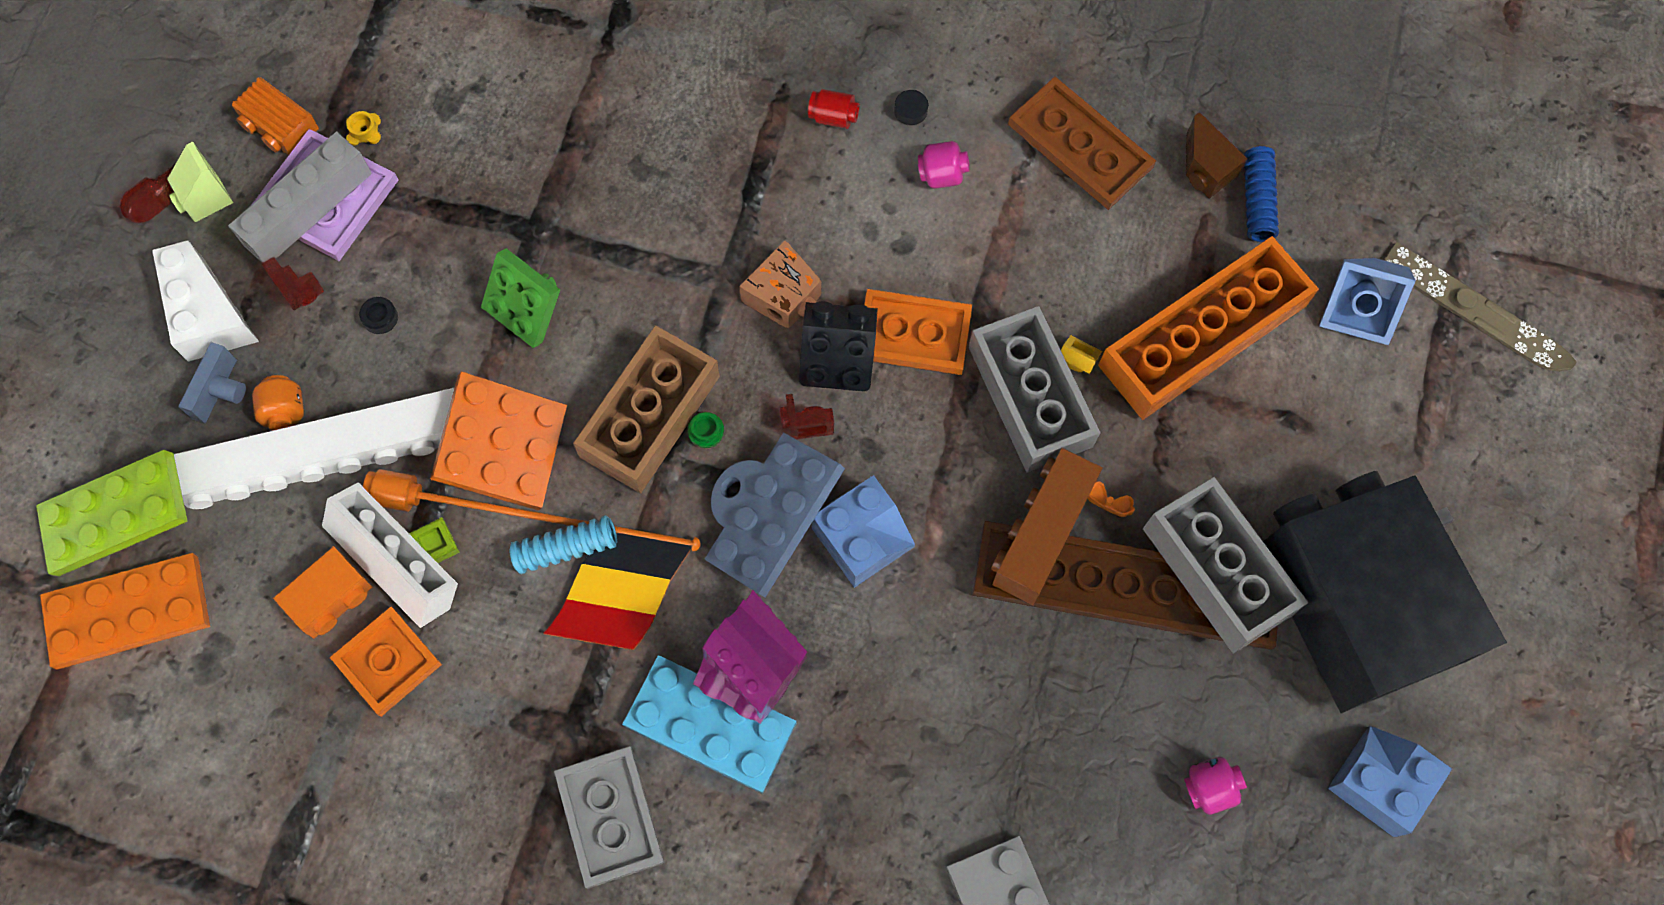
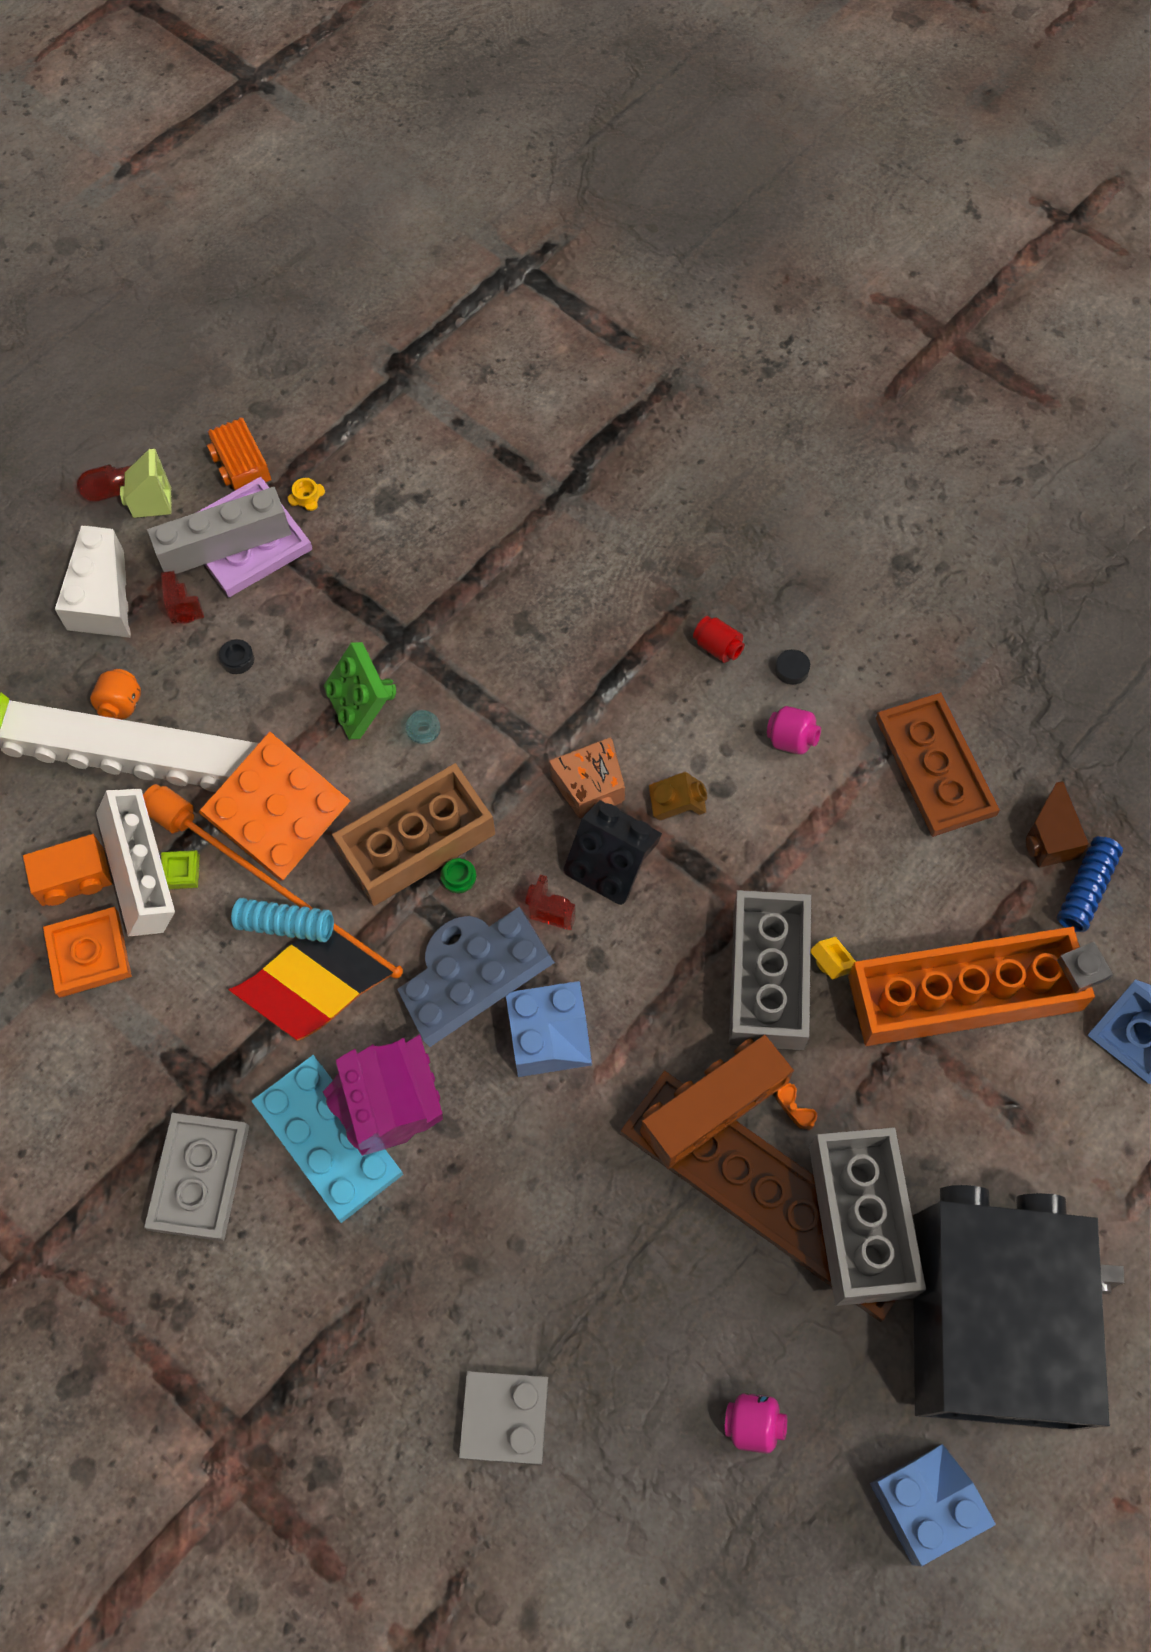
camera: 30 degrees right, 5 degrees down
(211, 383) = (72, 655): sand blue tile -> none
(596, 297) = (419, 719): none -> clear light blue plate
(869, 269) = (677, 796): none -> pearl gold bracket
(920, 331) = (693, 871): orange plate -> none
(1300, 266) = (1085, 967): none -> flat silver plate

